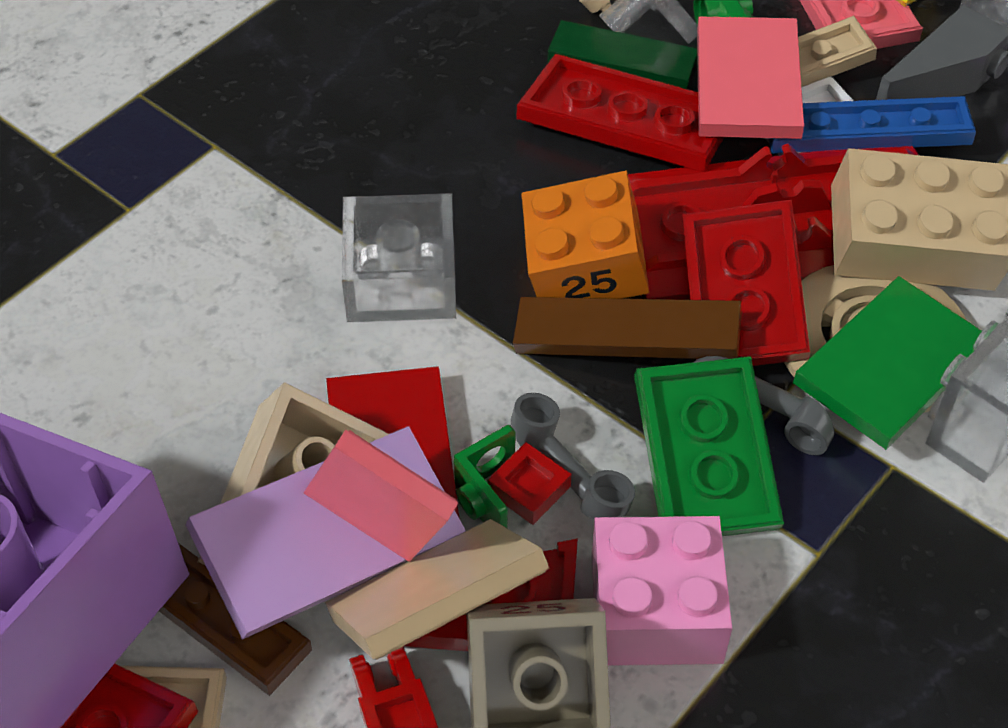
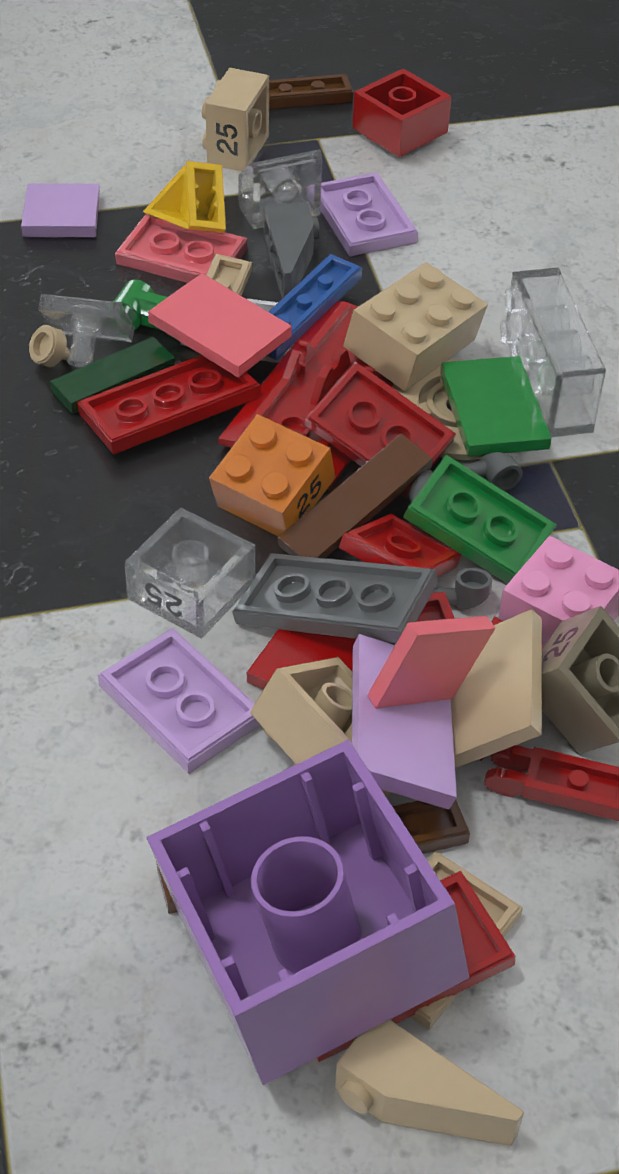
camera: 55 degrees left, 5 degrees down
(255, 344) = (180, 699): none -> lavender tile
(469, 389) = (335, 597): none -> dark grey tile
(590, 405) = (400, 544): none -> red tile

